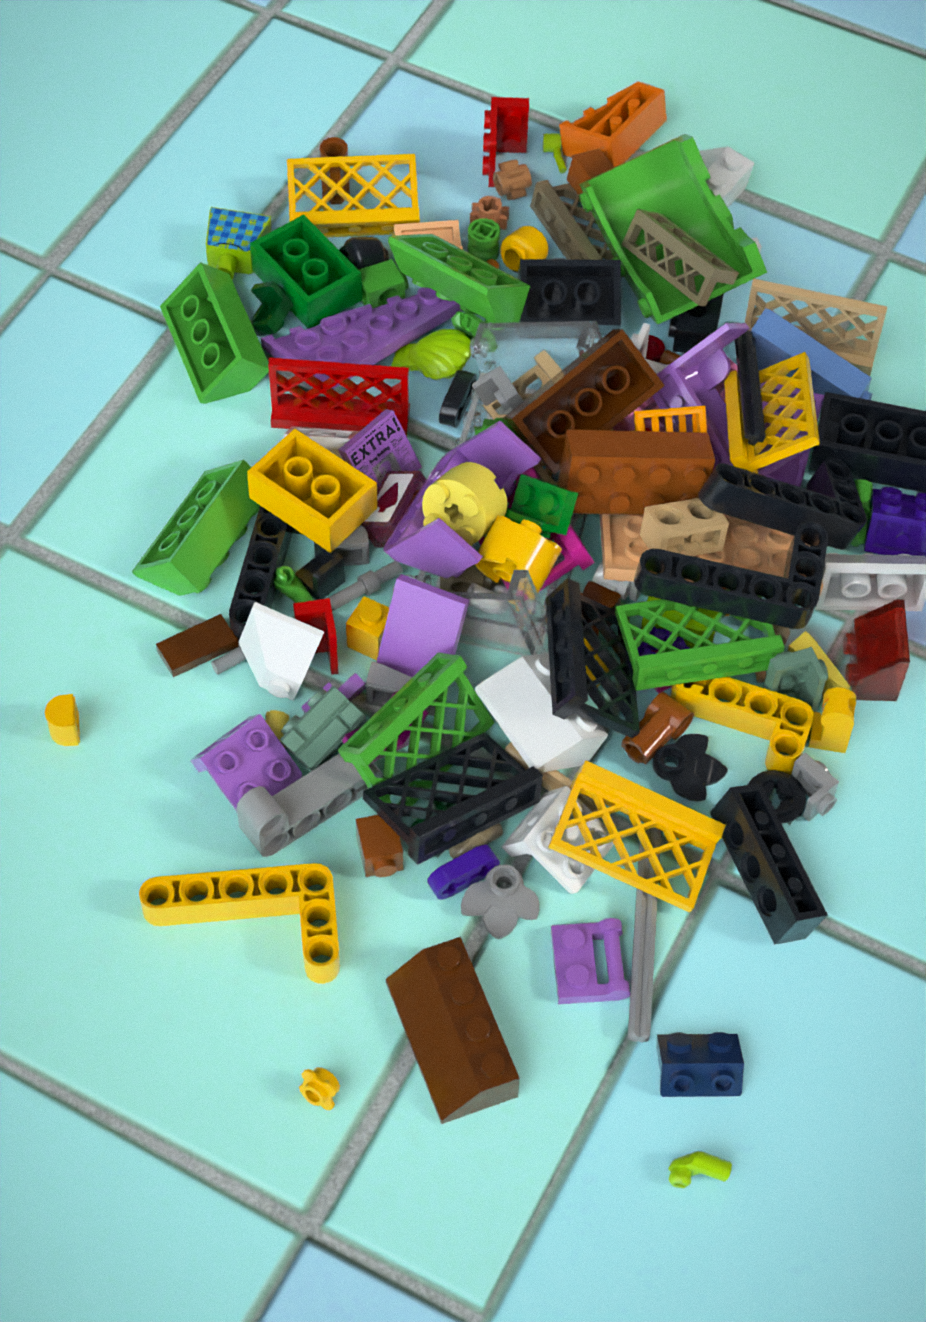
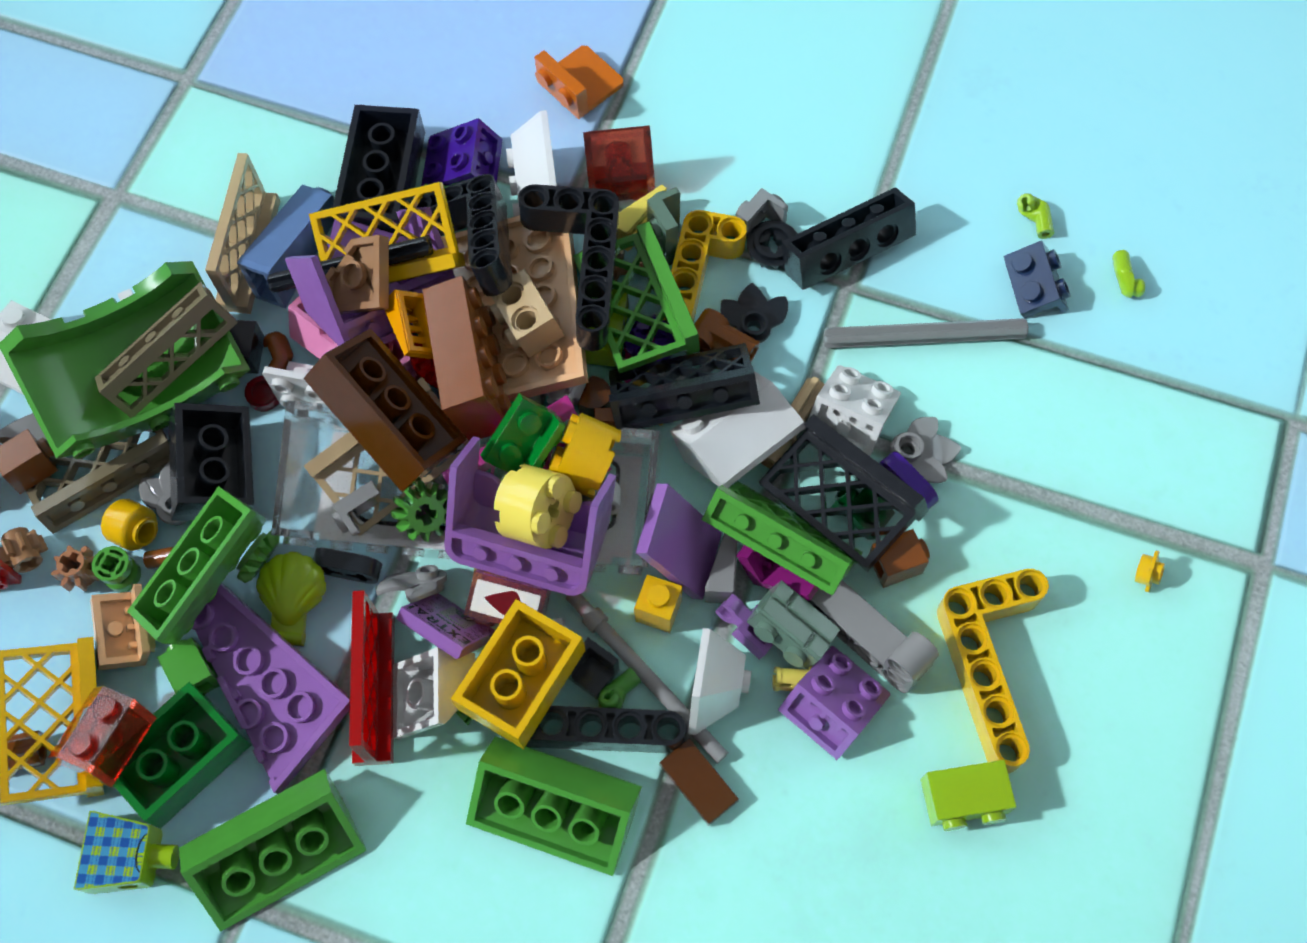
camera: 95 degrees left, 10 degrees up
(63, 720) = (824, 899): yellow brick -> none
(125, 851) = (968, 794): none -> lime brick
(273, 309) = (232, 788): dark green bracket -> none
(319, 615) = (678, 639): red panel -> none
(322, 213) = (103, 735): none -> clear red slope
(364, 251) = (148, 687): black head -> none
(425, 440) = (417, 585): none -> light grey plate
(452, 1031) = (1065, 469): reddish brown slope -> none
(576, 962) = (969, 383): medium lavender plate -> none
(643, 806) = (821, 339): yellow fence -> none
(723, 382) = (362, 276): none -> medium nougat plate
(798, 1089) = (1038, 212): none -> lime arm
(835, 724) = (695, 192): yellow leg -> none

